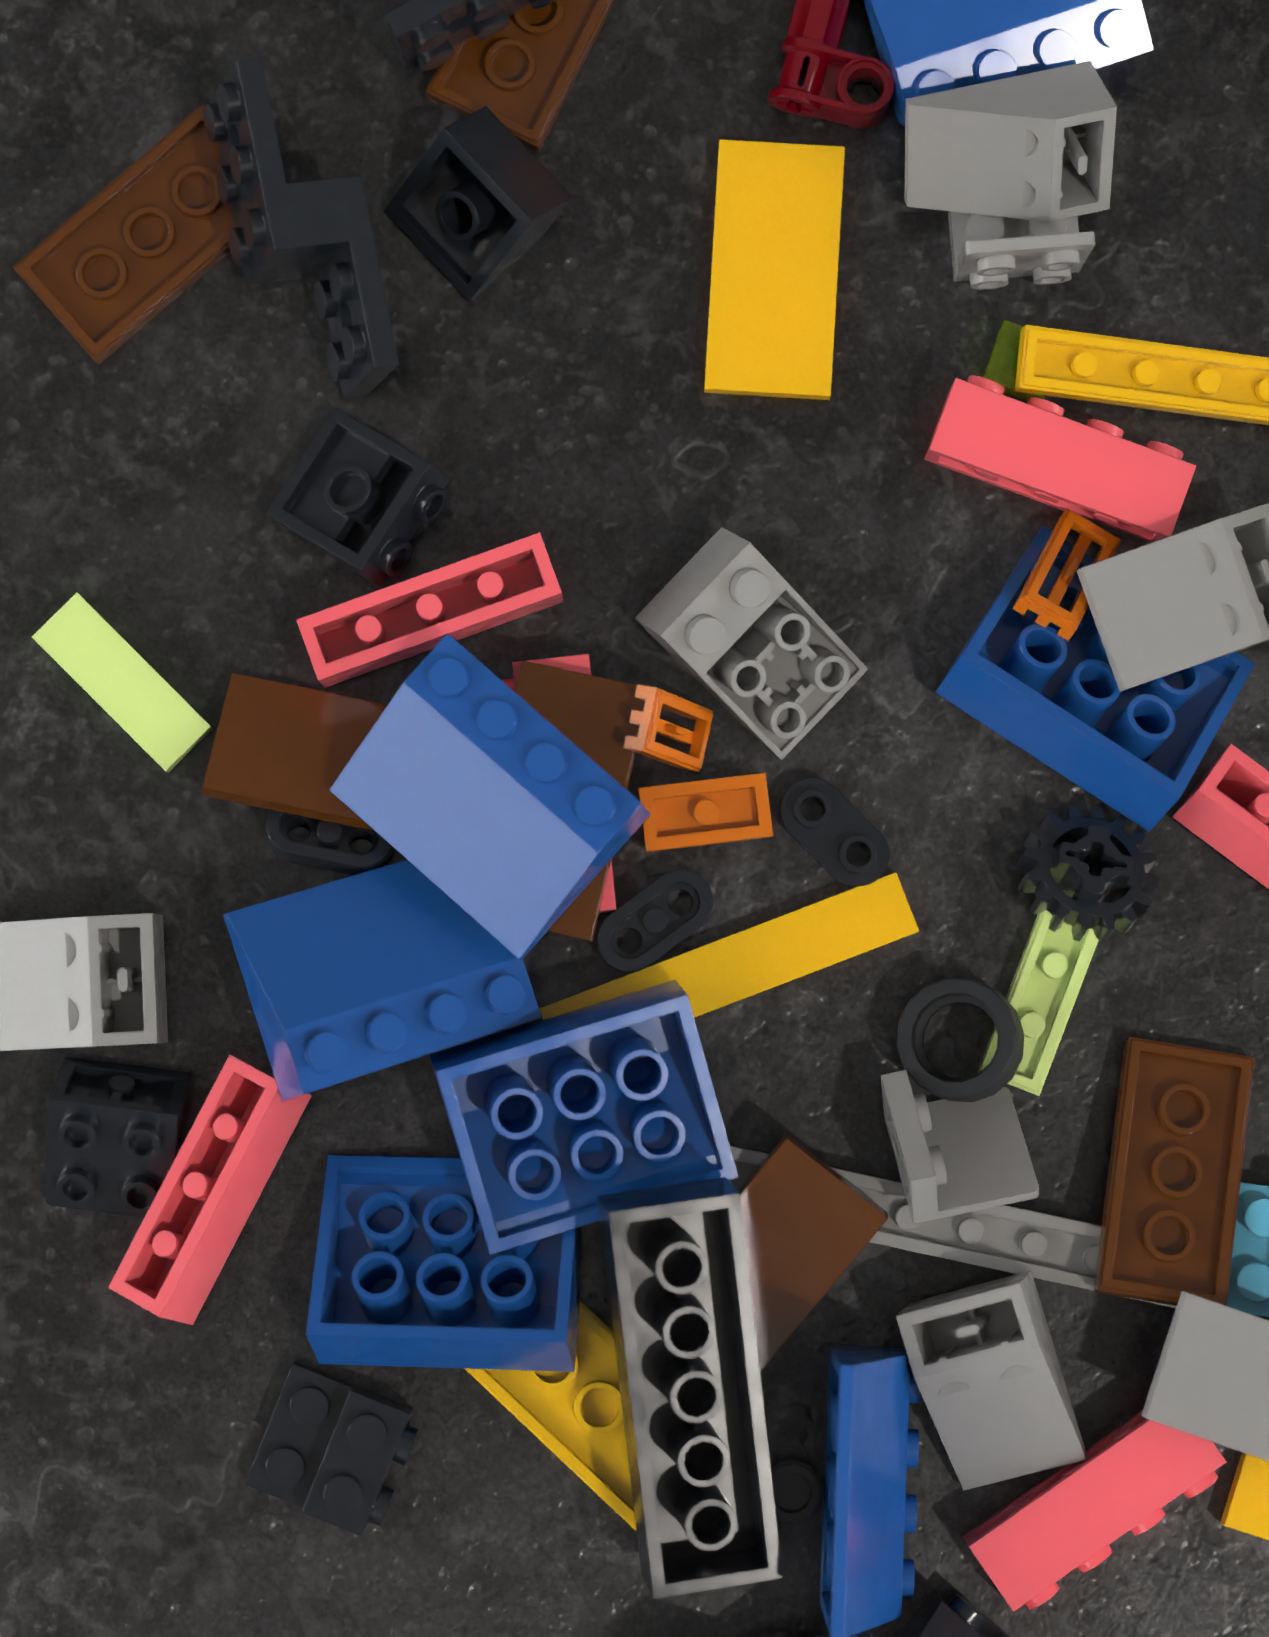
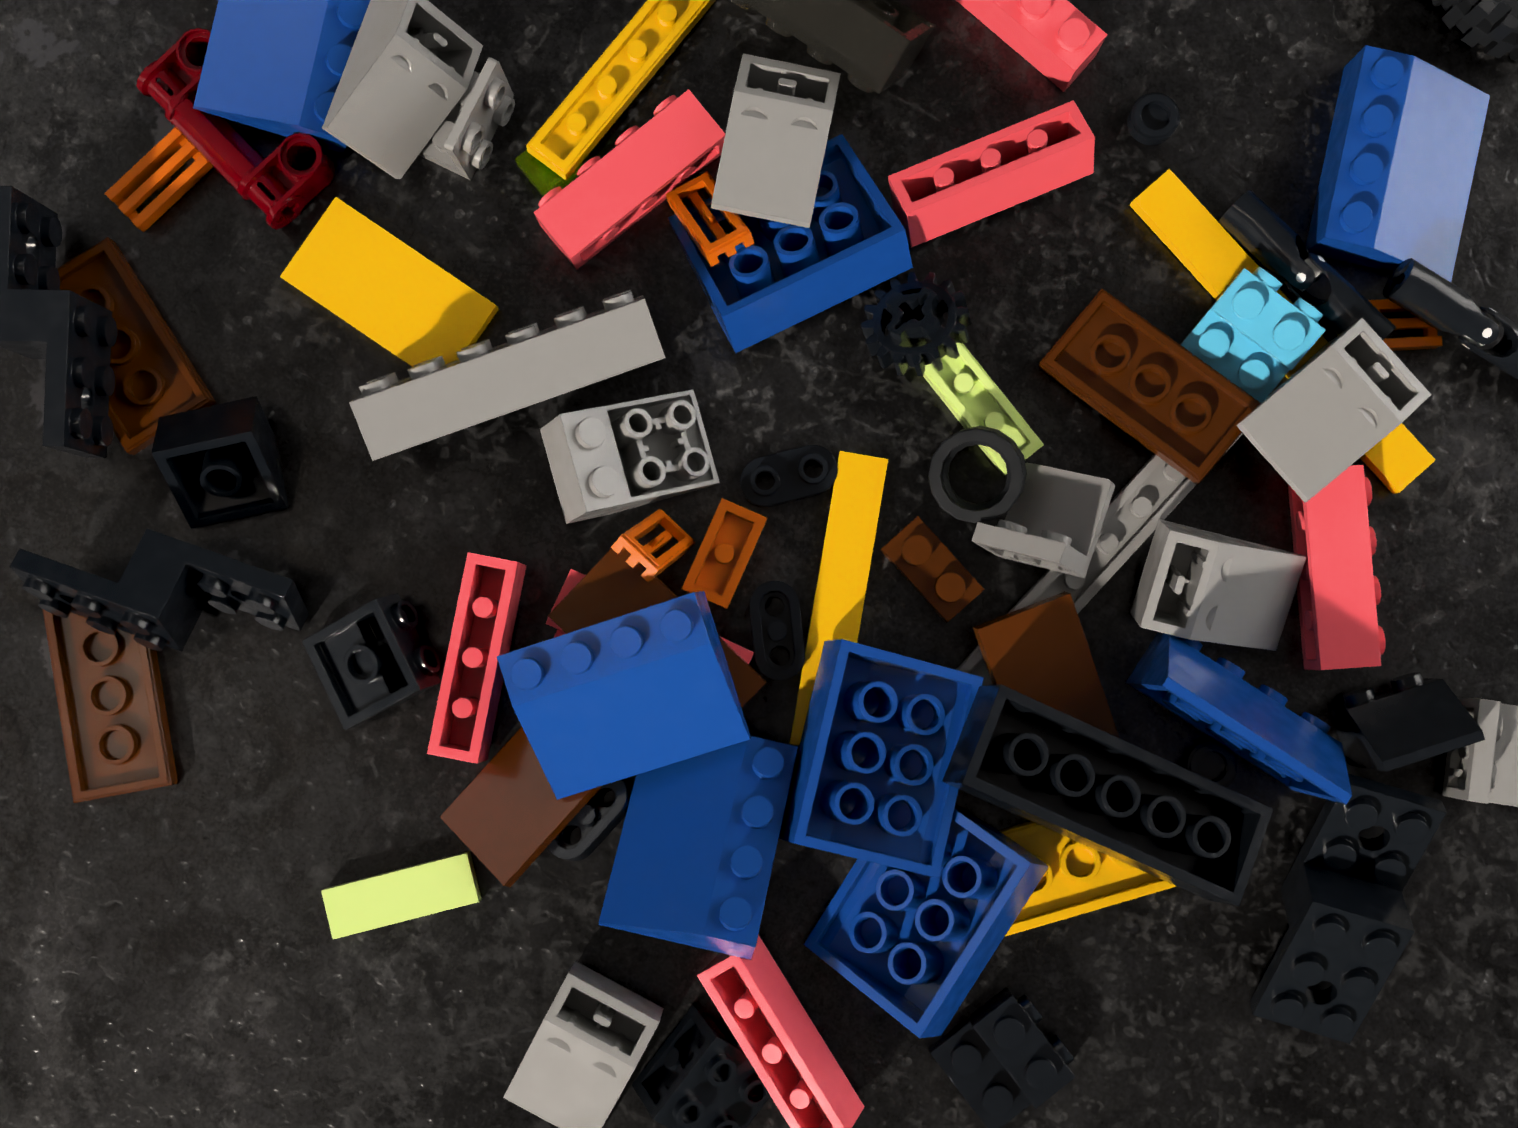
camera: 55 degrees left, 0 degrees up
(759, 460) = (506, 377): none -> light grey brick
(825, 1053) = (932, 569): none -> reddish brown plate

